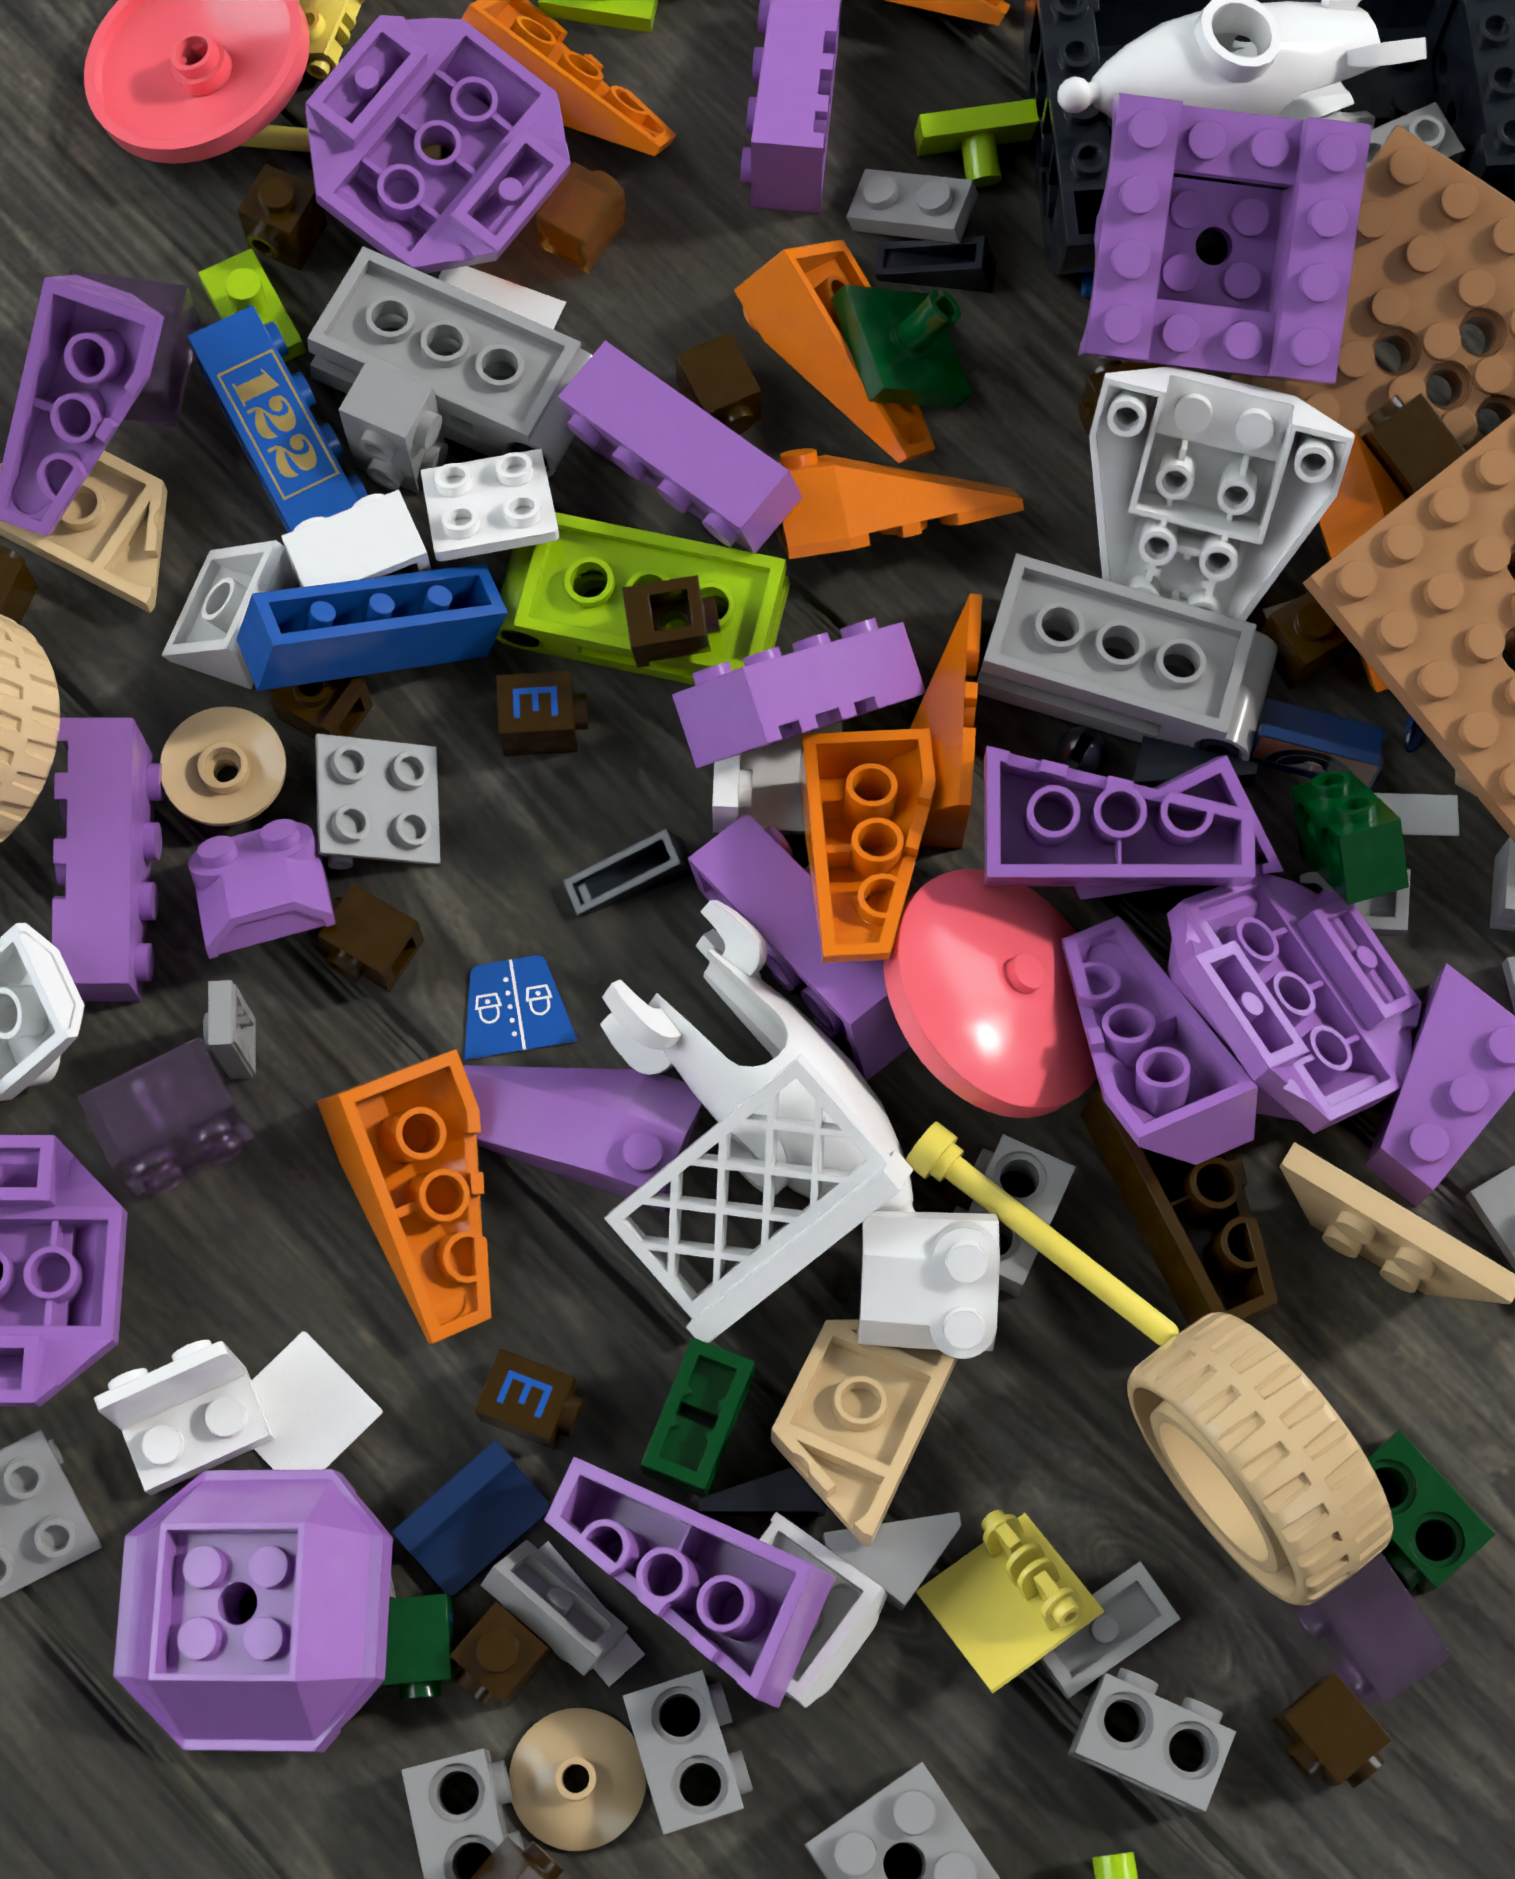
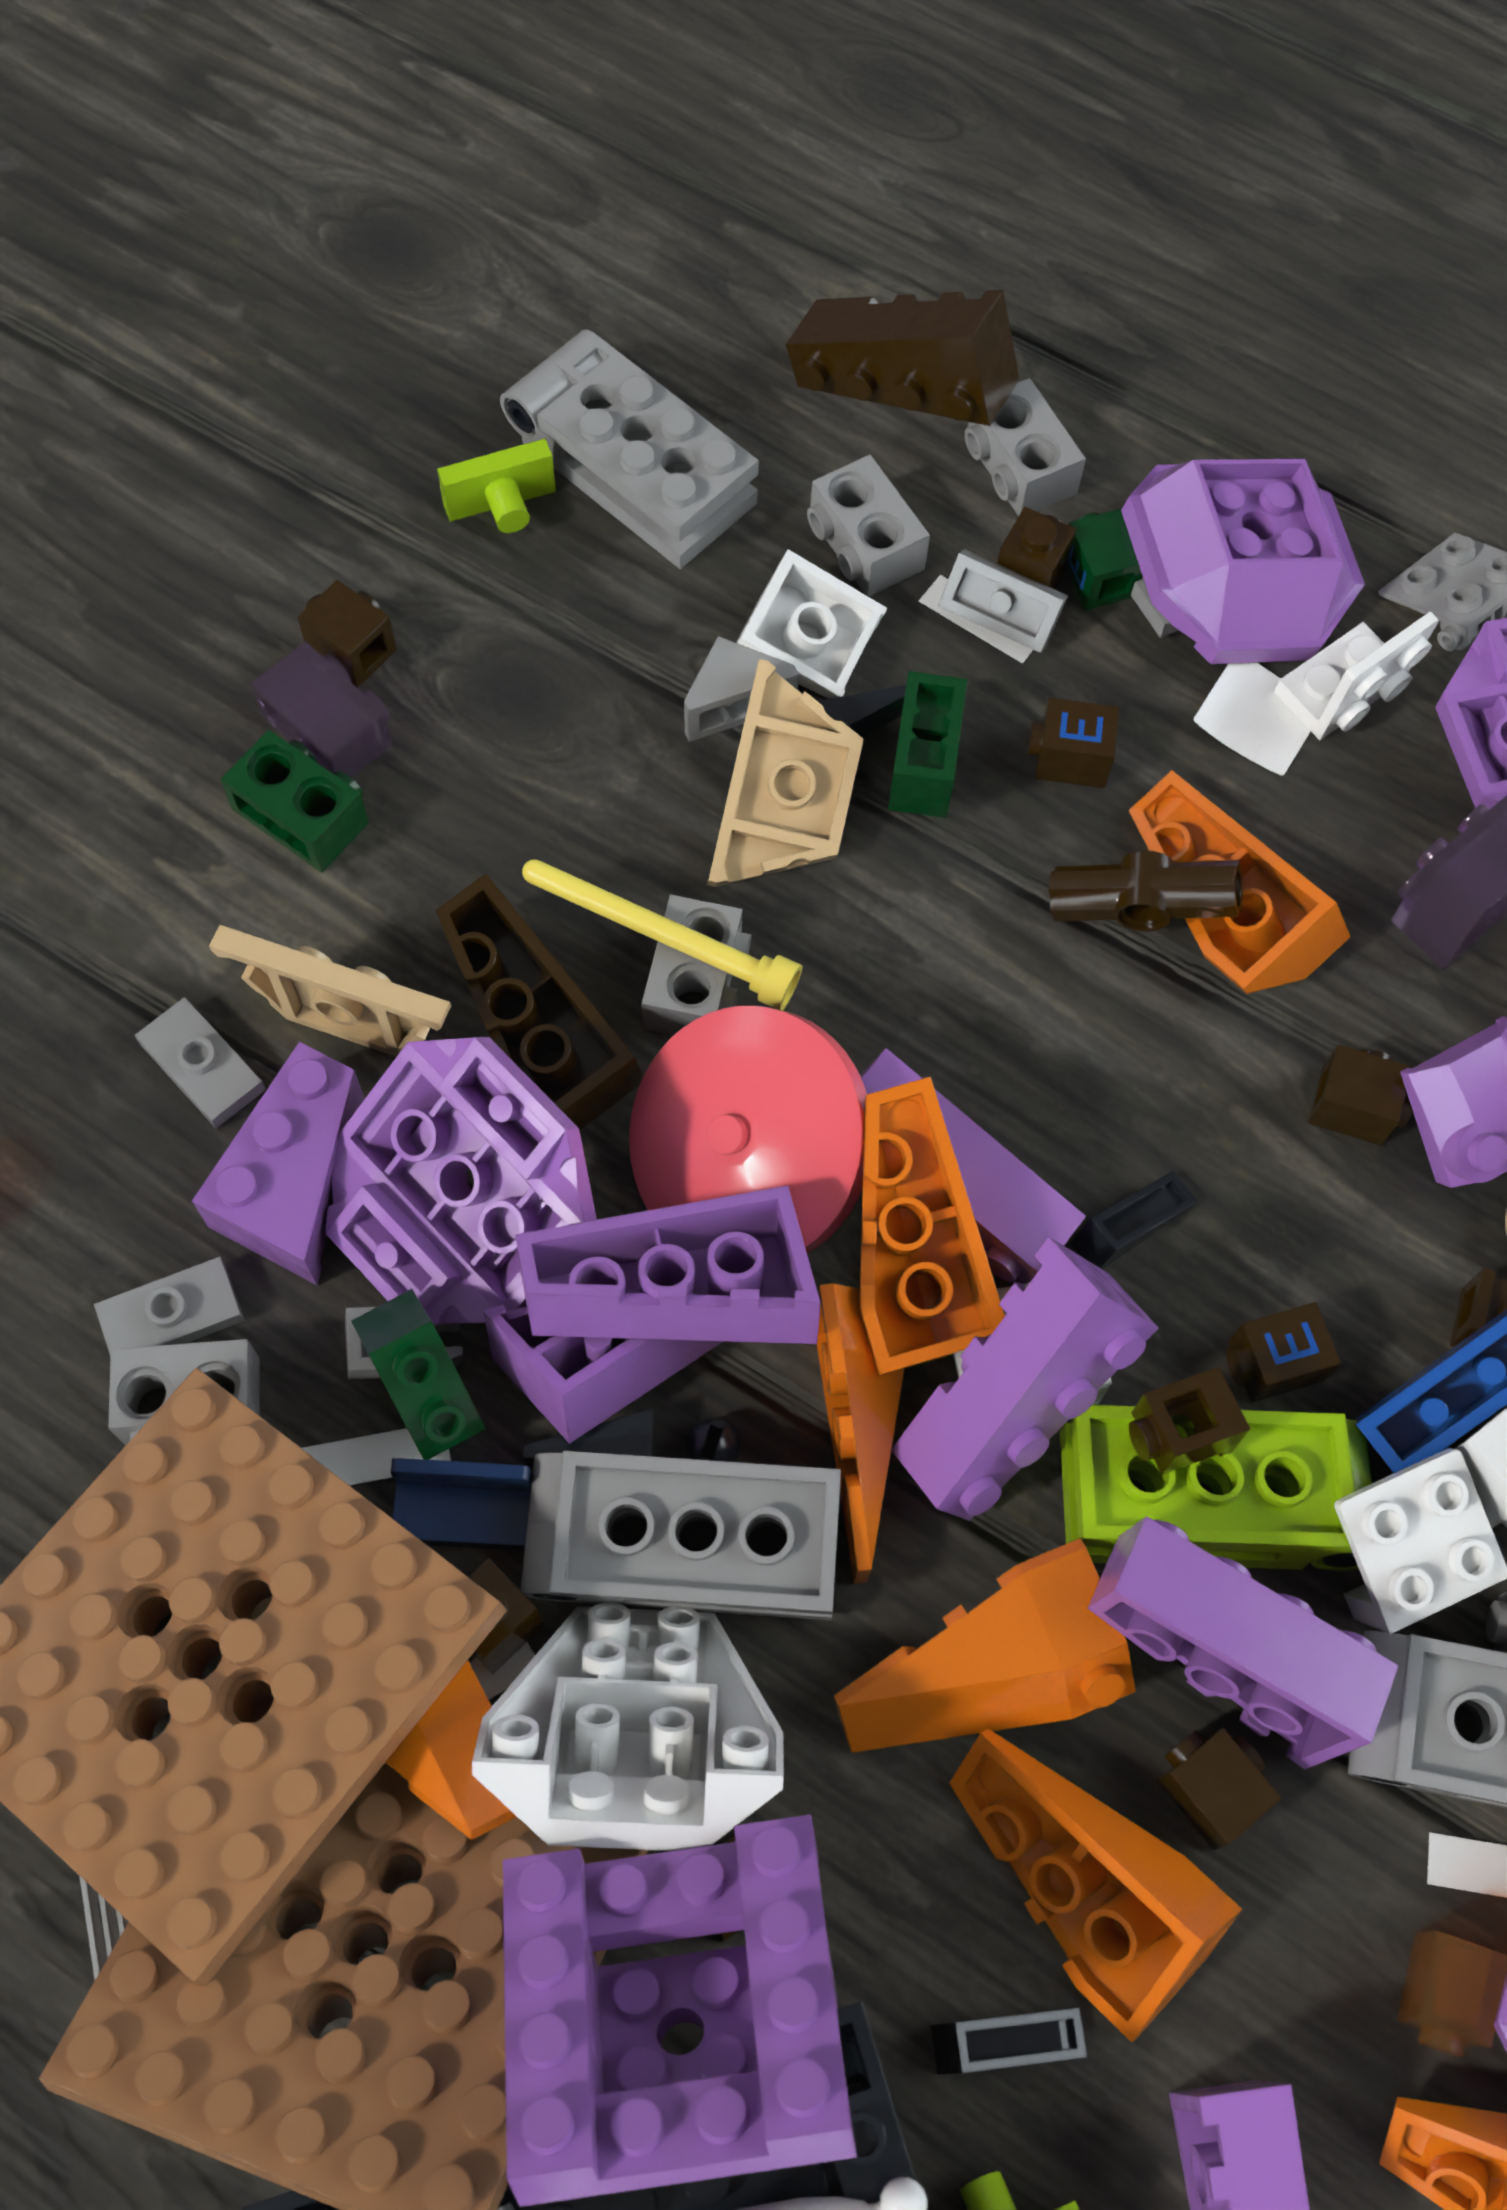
camera: 165 degrees right, 5 degrees down
(230, 1030) = (1454, 965): light grey plate -> none
(376, 801) = (1408, 1231): light grey hinge -> none
(472, 1519) = (1092, 654): dark blue panel -> none
(514, 1008) = (1200, 1077): blue sticker -> none
(516, 1183) = (1146, 891): none -> dark brown piece
(586, 1122) = (1097, 973): medium lavender wedge -> none
(614, 1786) = (953, 525): tan dish -> none
(659, 1037) = (926, 982): white piece -> none
(713, 1584) = (900, 617): medium lavender wedge -> none
(794, 1244) = (901, 860): white fence -> none
(903, 344) = (1024, 1886): dark green tile -> none
(912, 205) = (1060, 2109): light grey plate -> none
(930, 1281) = (754, 871): white slope -> none
(1009, 1600) = (629, 670): light yellow hinge -> none
(1131, 1618) = (547, 672): light grey plate -> none
(1146, 1757) = (496, 589): light grey brick -> none
(1154, 1052) = (587, 1055): medium lavender wedge -> none
(1260, 1458) = (440, 751): tan tyre -> none
(1411, 442) = (400, 1825): dark brown brick -> none

